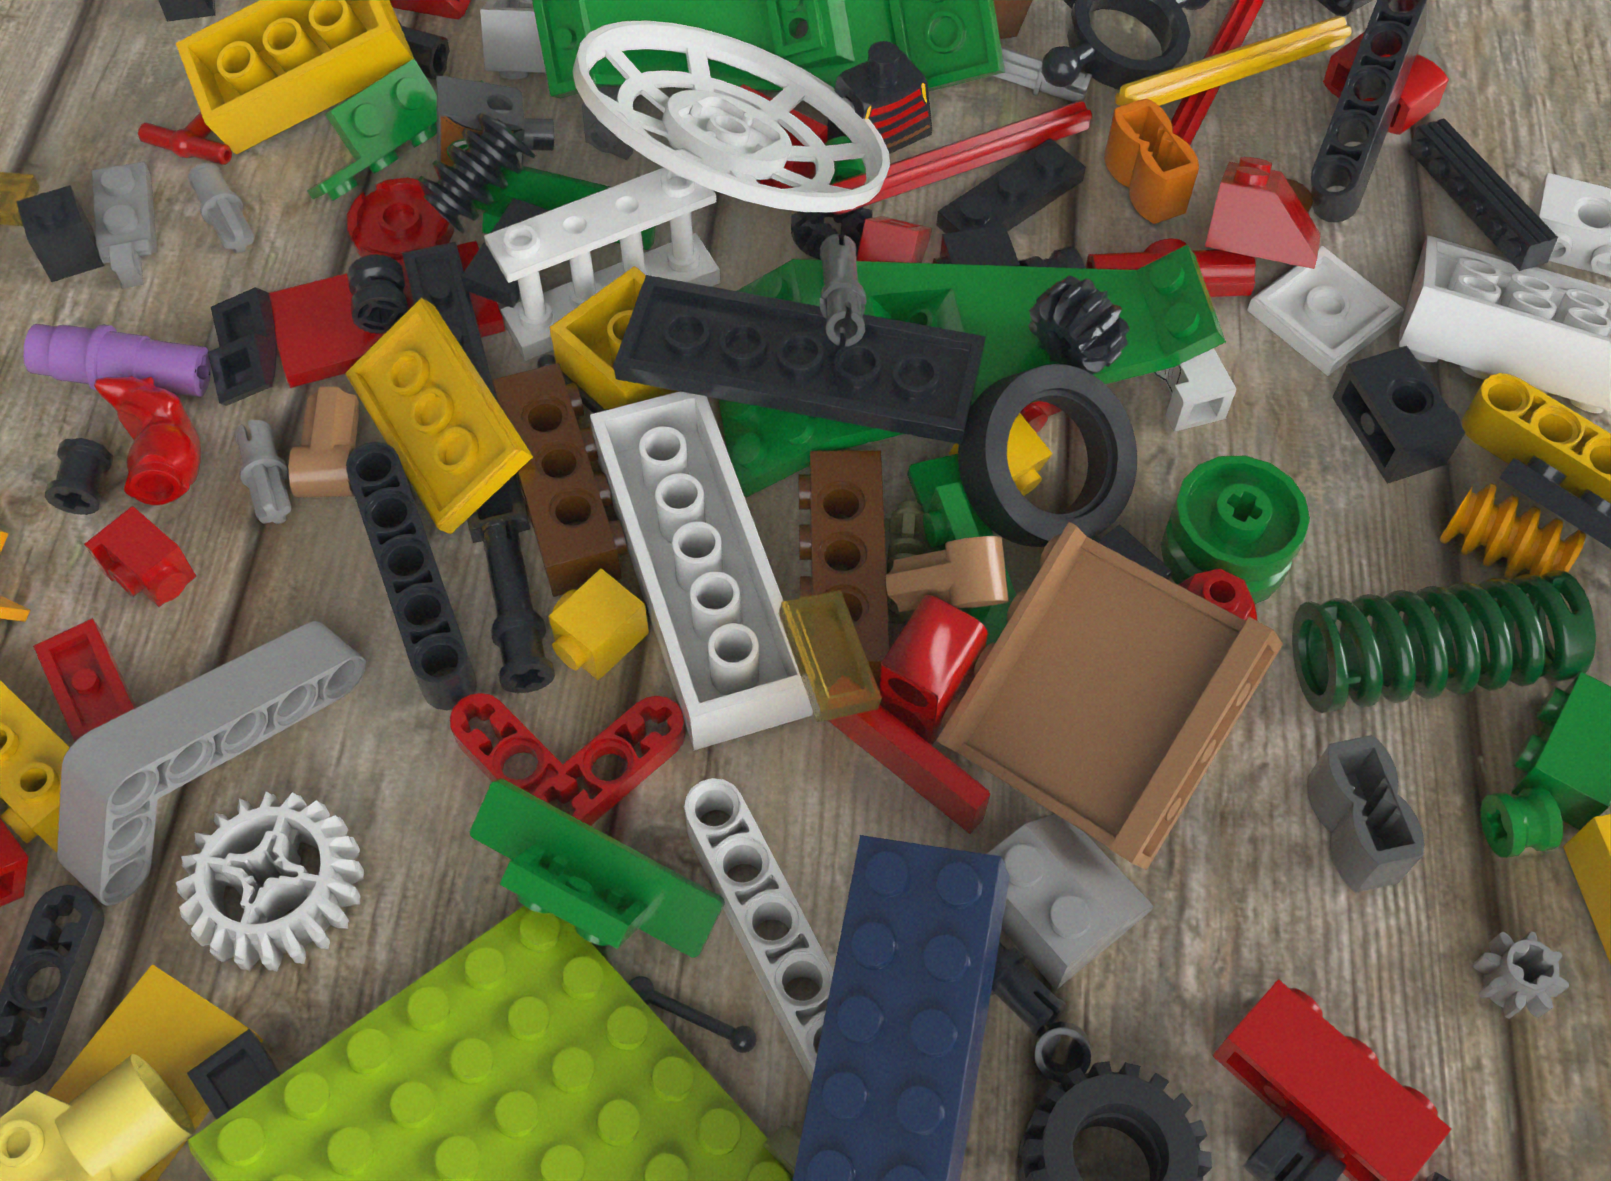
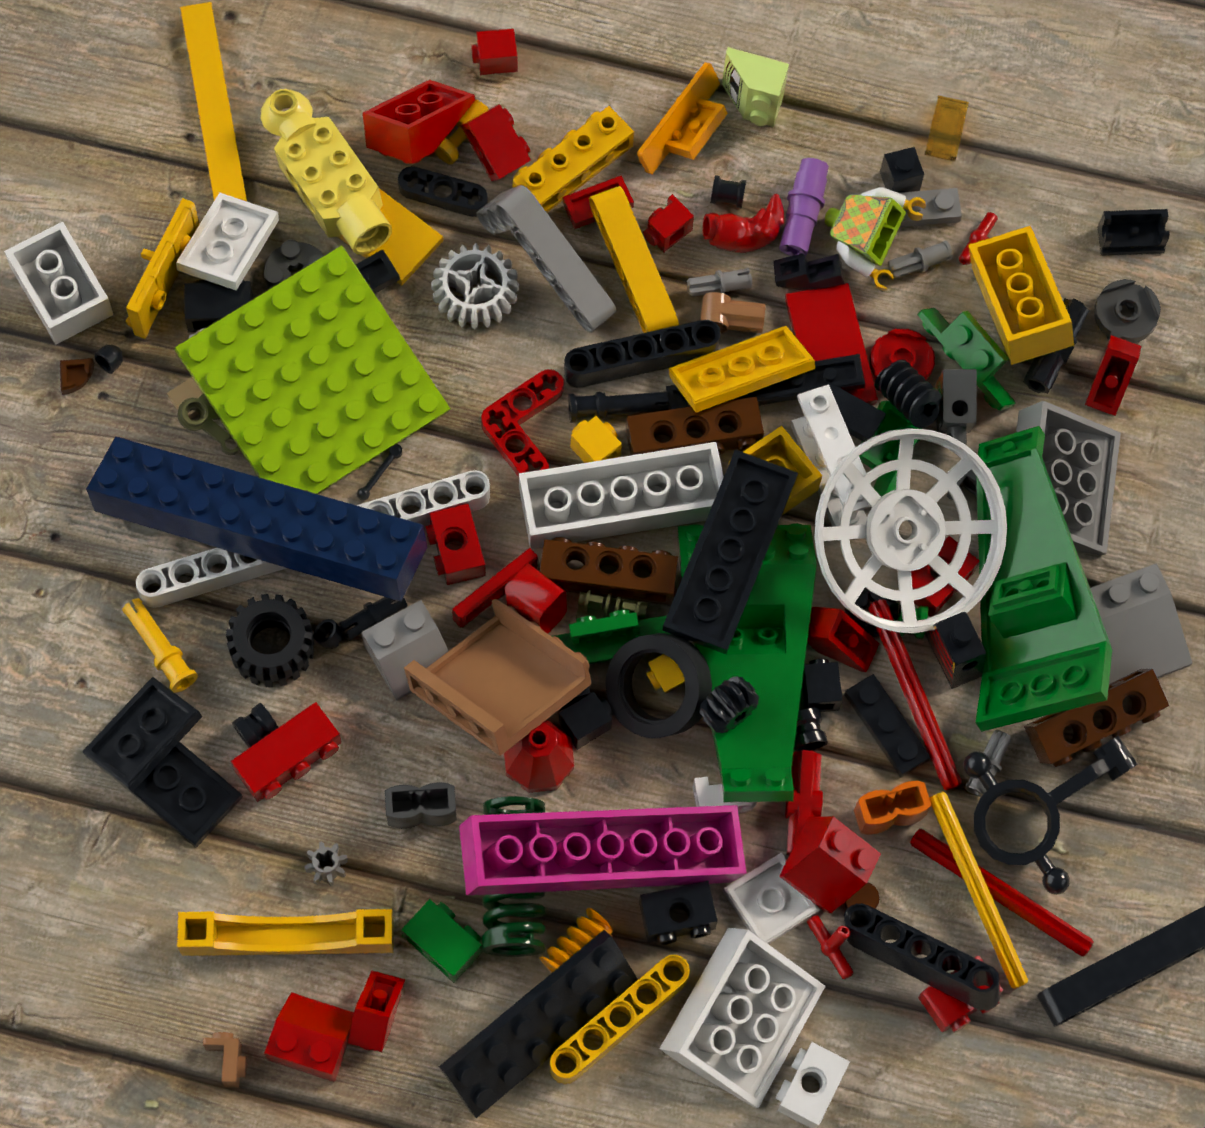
camera: 95 degrees right, 10 degrees up
(169, 261) = (868, 227): none -> torso
(219, 601) = (633, 260): none -> yellow beam
(377, 293) = (825, 343): black wheel -> none
(589, 876) = (448, 424): green bracket -> none
(829, 656) = (542, 543): clear yellow tile -> none
(841, 292) = (756, 570): dark grey pin -> none
(849, 804) = (456, 525): none -> red brick
(963, 575) = (575, 609): medium nougat piece -> none
(1236, 519) = (608, 767): green wheel -> none
(1372, 223) = (831, 944): none -> red piece
(1398, 503) = (601, 849): none -> dark pink brick
(1483, 195) = (850, 1023): black piece -> none
(1521, 821) = (407, 893): green wheel -> none

